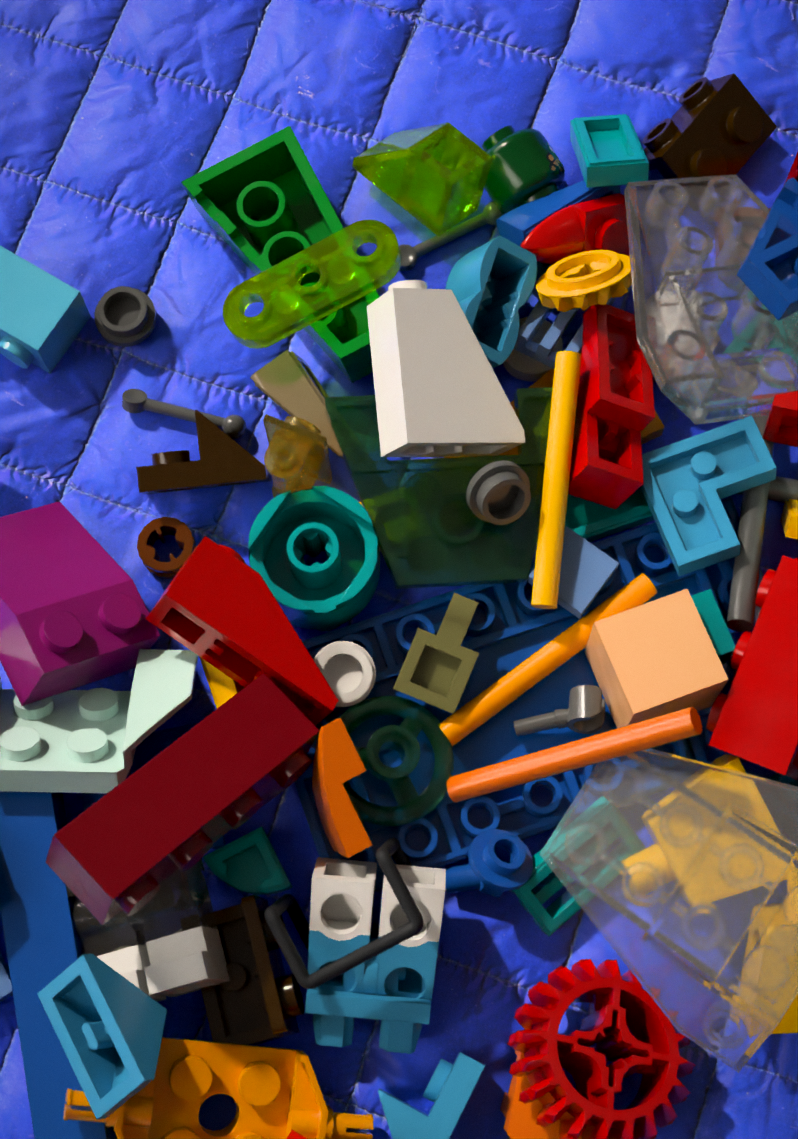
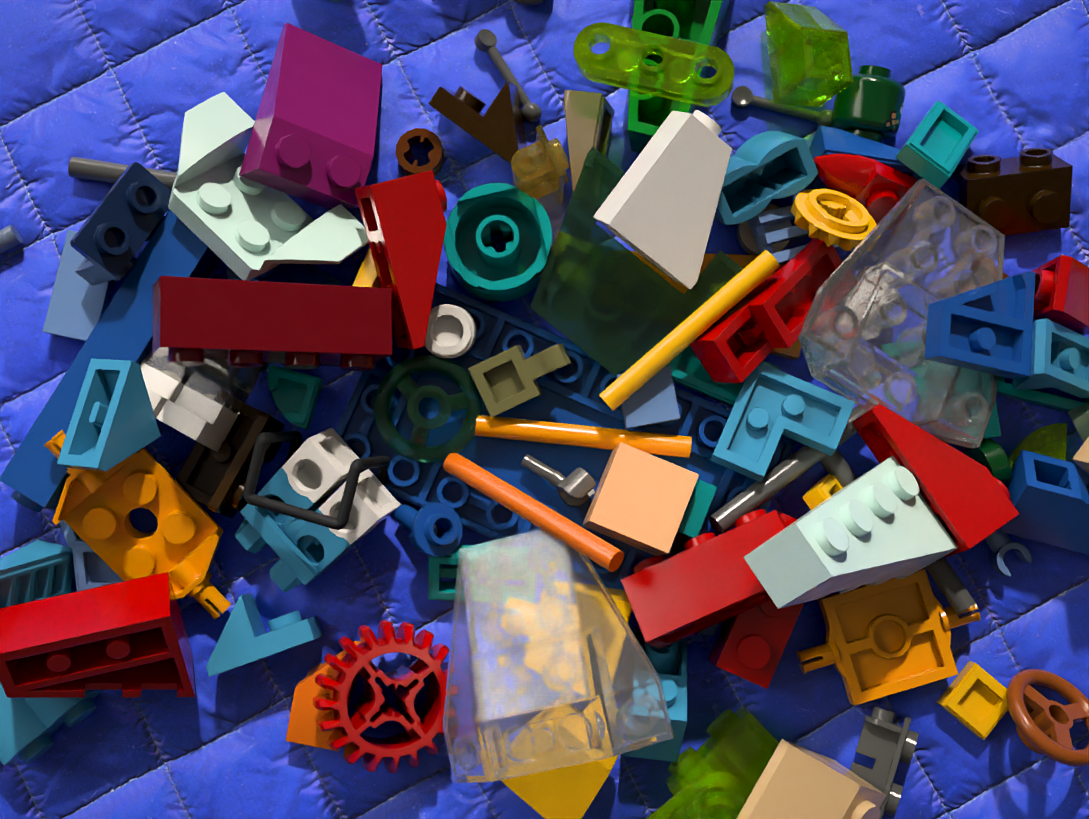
camera: 40 degrees right, 10 degrees up
(334, 764) = (382, 385): orange slope -> none
(499, 492) = (642, 307): dark grey plate -> none

